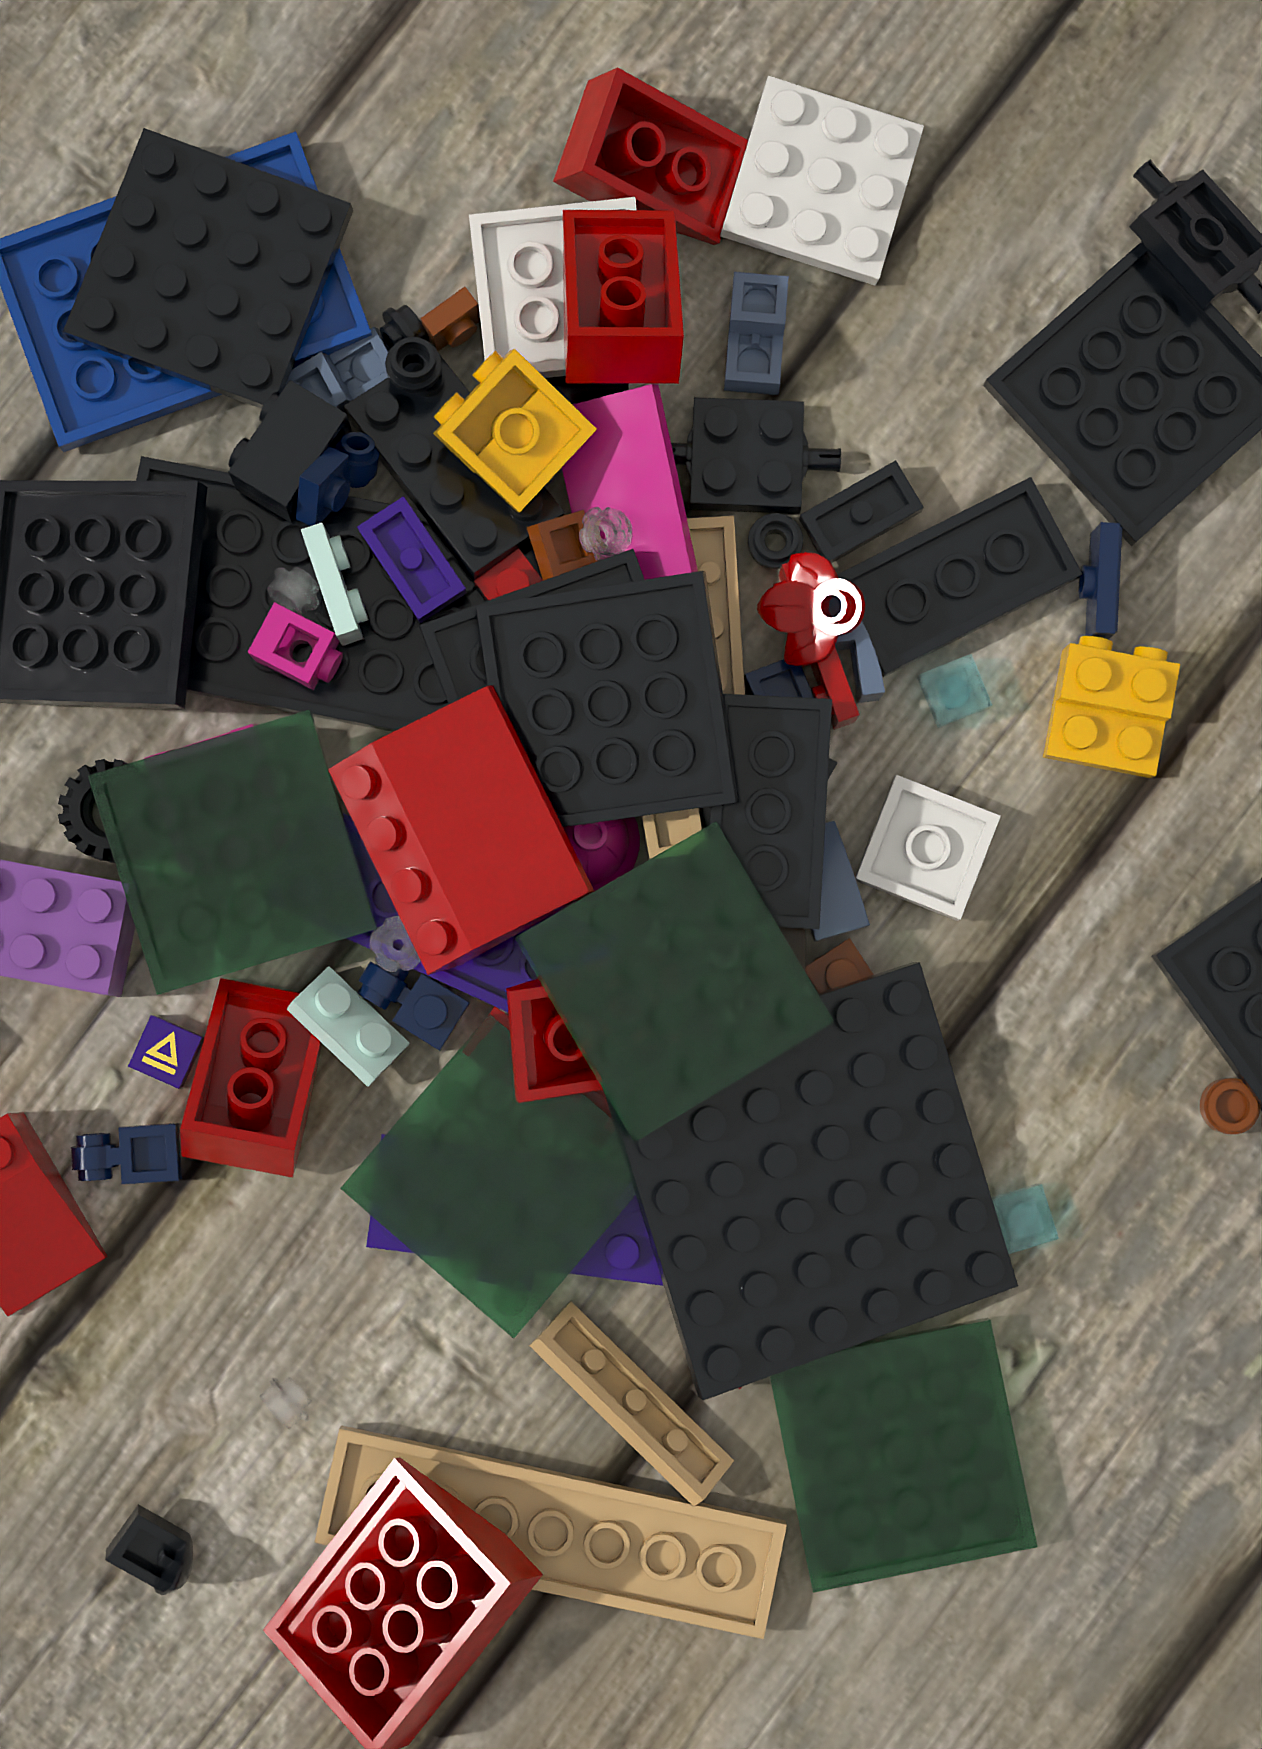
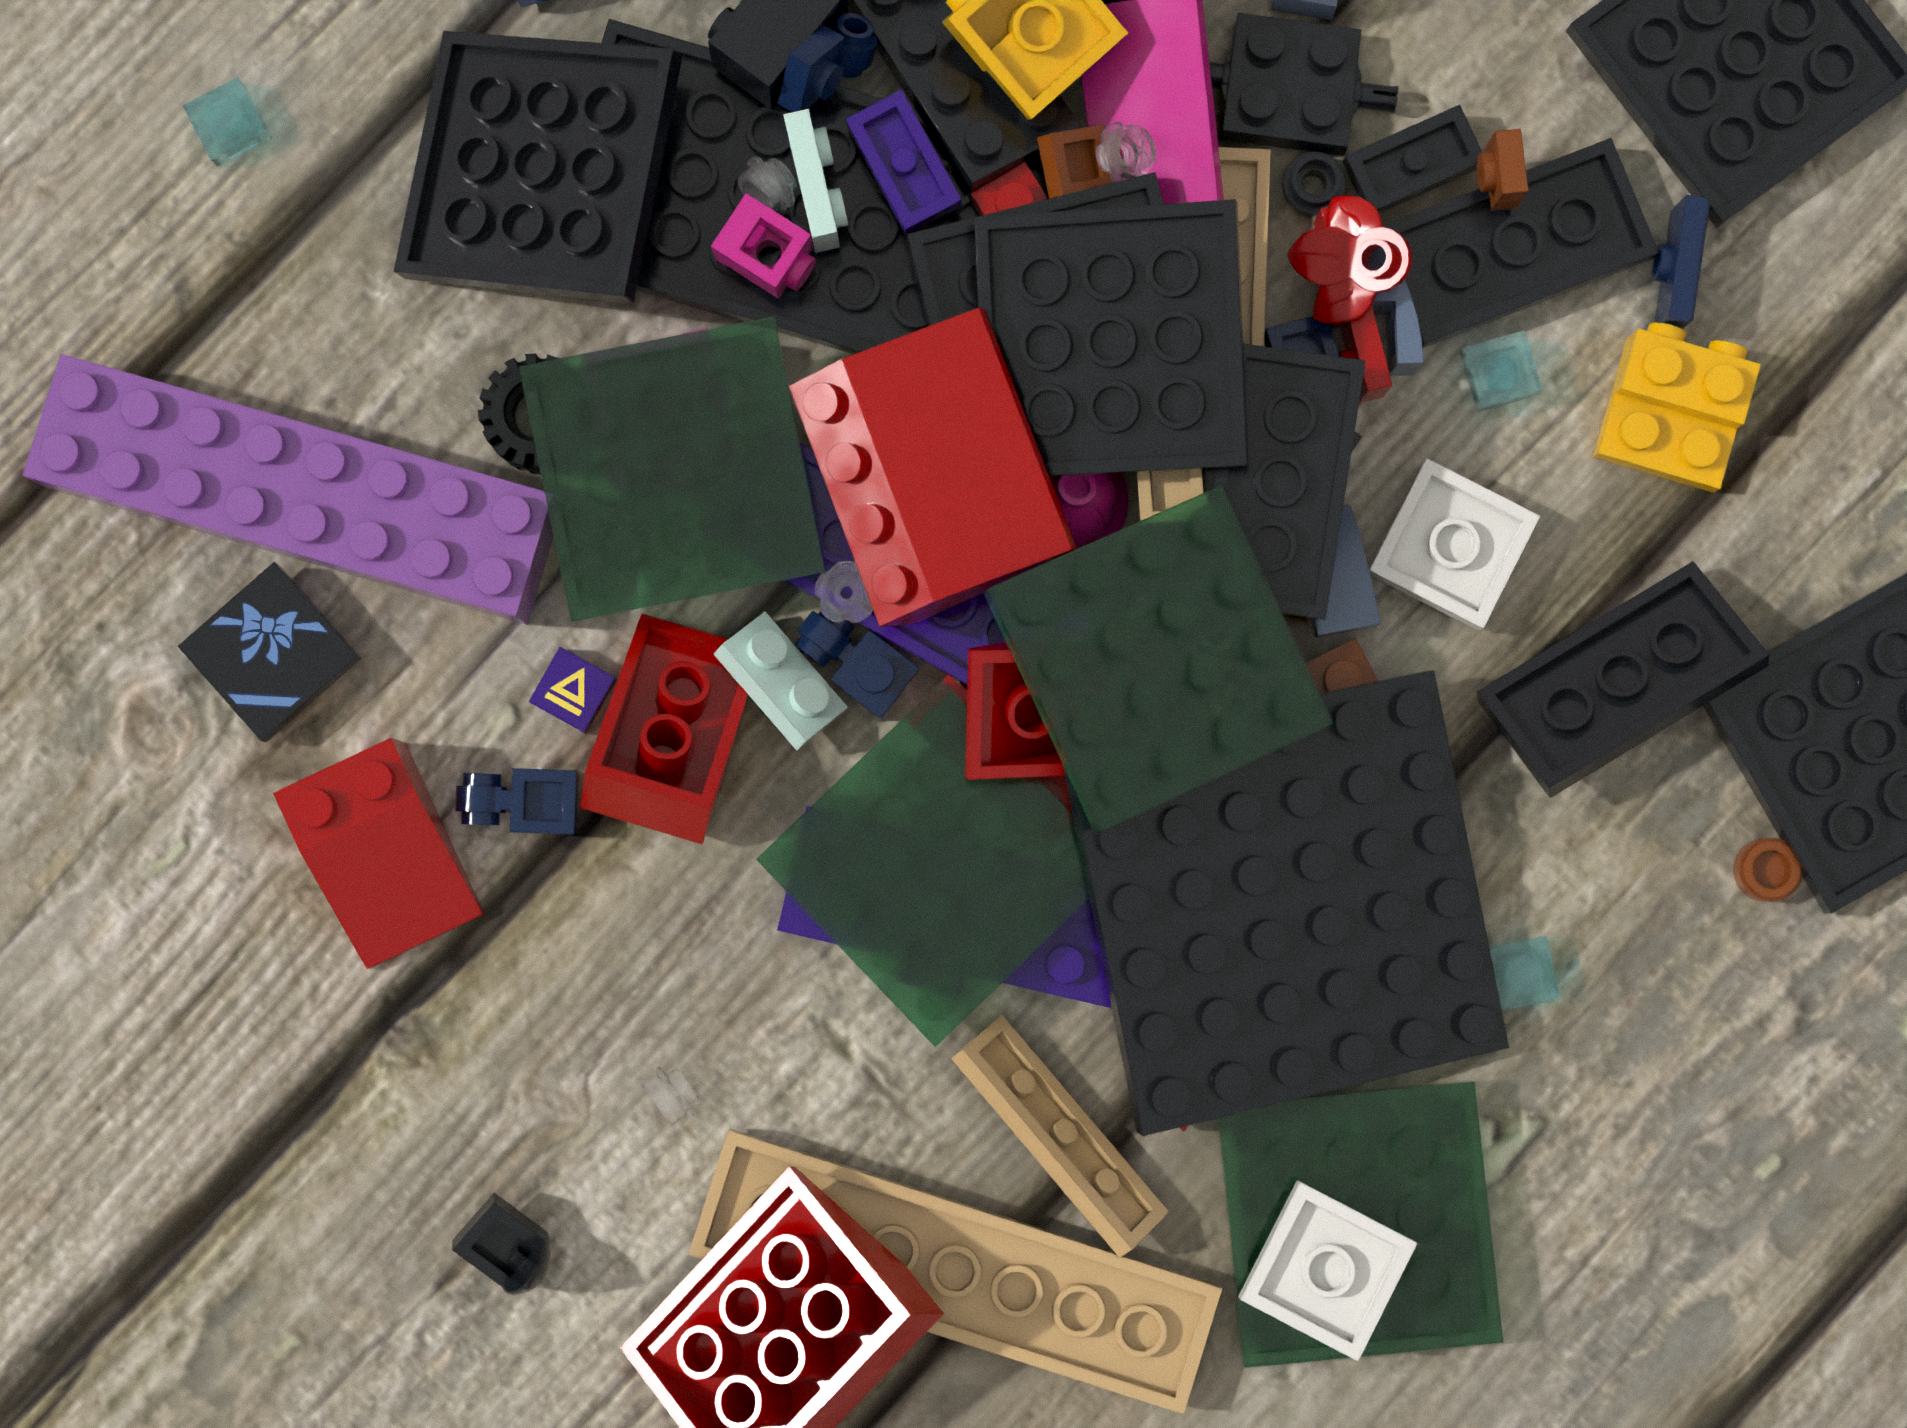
camera: 10 degrees right, 0 degrees up
(876, 1501) = (1327, 1270): none -> white plate
(938, 516) = (1503, 170): none -> dark orange plate
(1086, 952) = (1622, 679): none -> black plate

